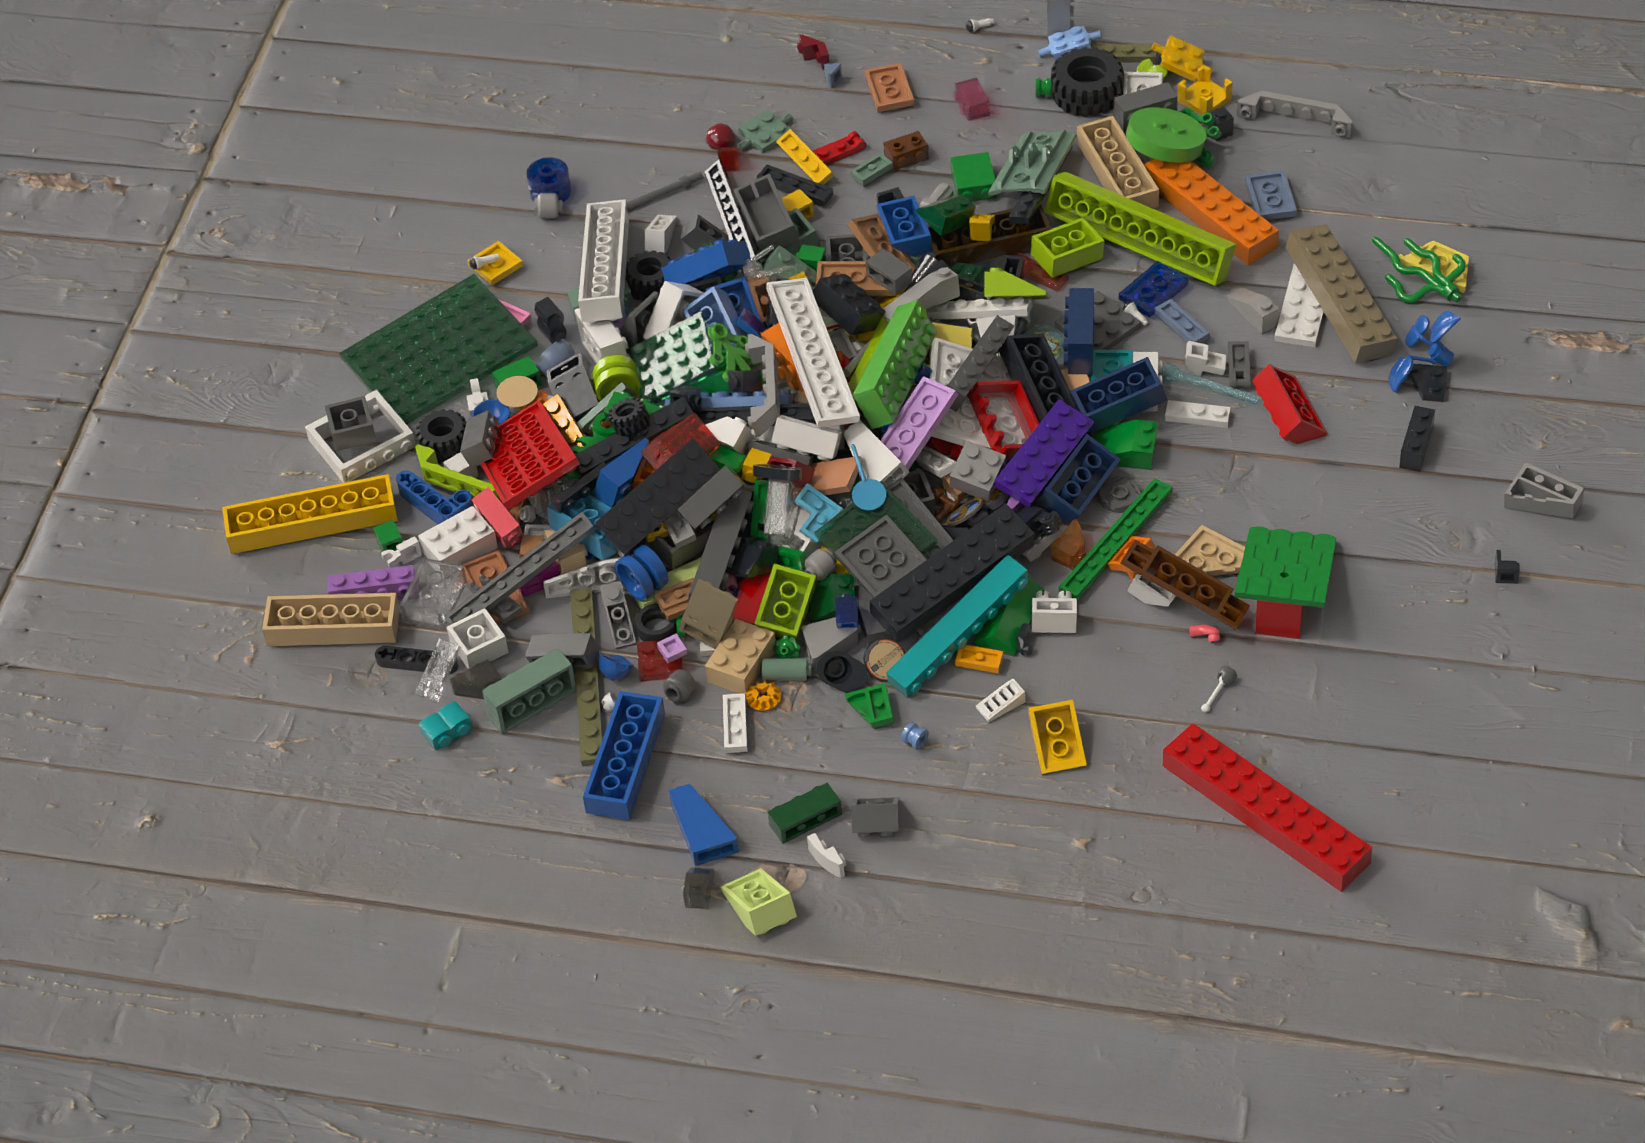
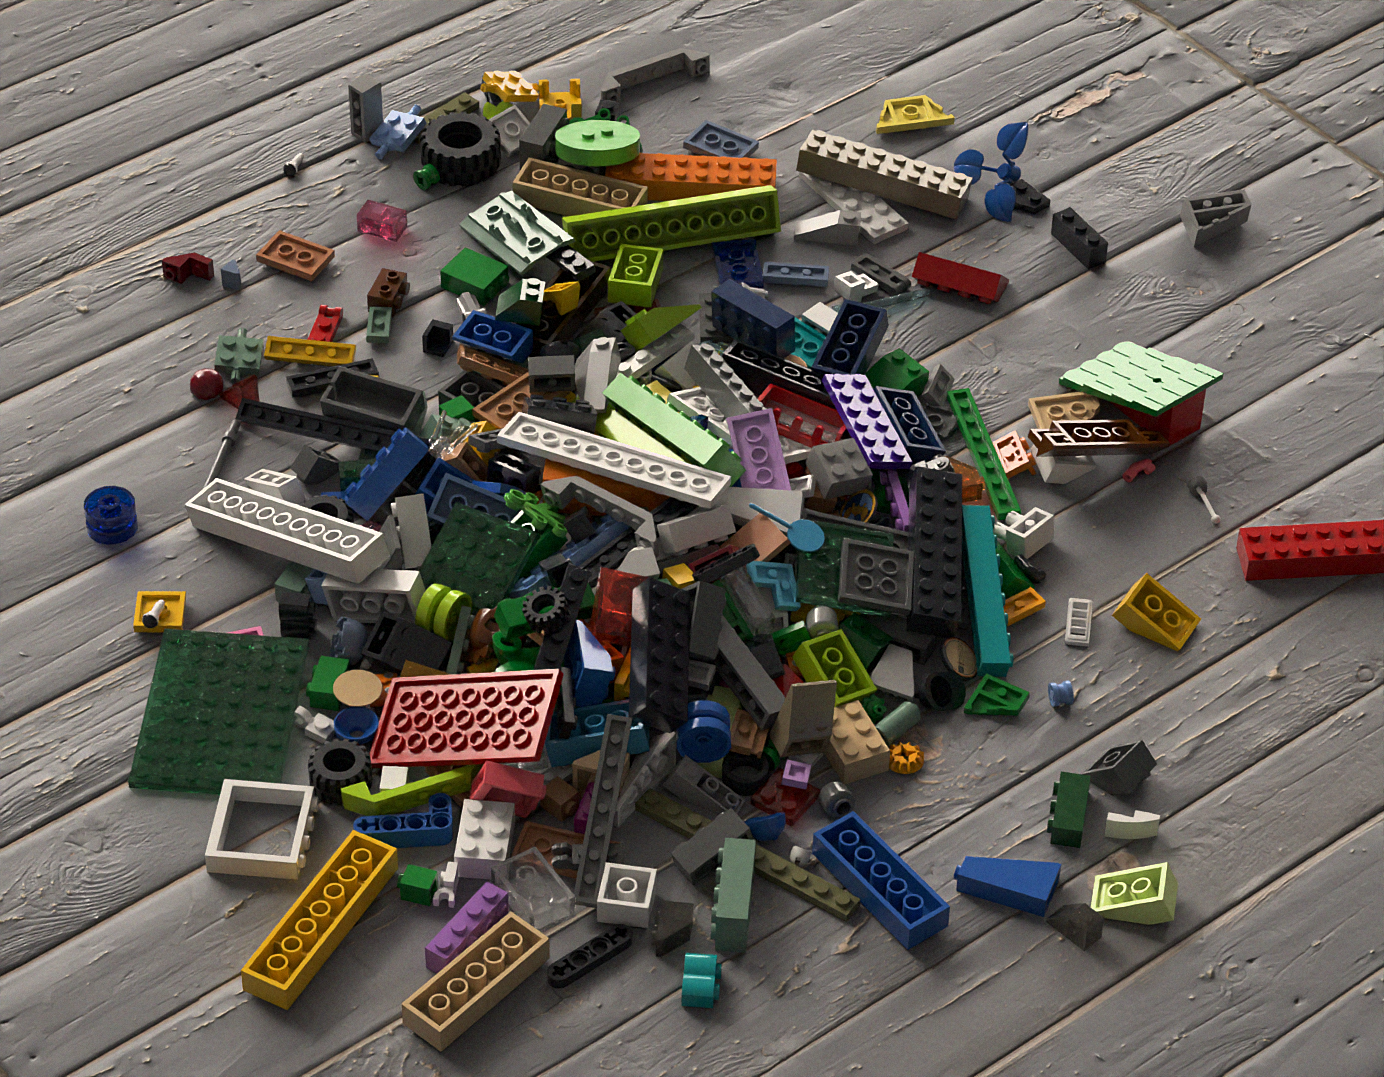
camera: 55 degrees left, 5 degrees down
(350, 423) = (260, 814): dark grey brick -> none
(438, 670) = (633, 941): clear plate -> none
(479, 438) = (392, 742): dark grey brick -> none
(547, 205) = (139, 534): light grey head -> none
(735, 723) = (918, 792): white plate -> none
(846, 611) = (897, 638): clear blue brick -> none
(1158, 468) = (937, 386): none -> light grey plate
(1197, 414) = (905, 328): white plate -> none
(1440, 284) = (931, 125): green plant -> none
(1506, 570) = (1260, 285): black panel -> none

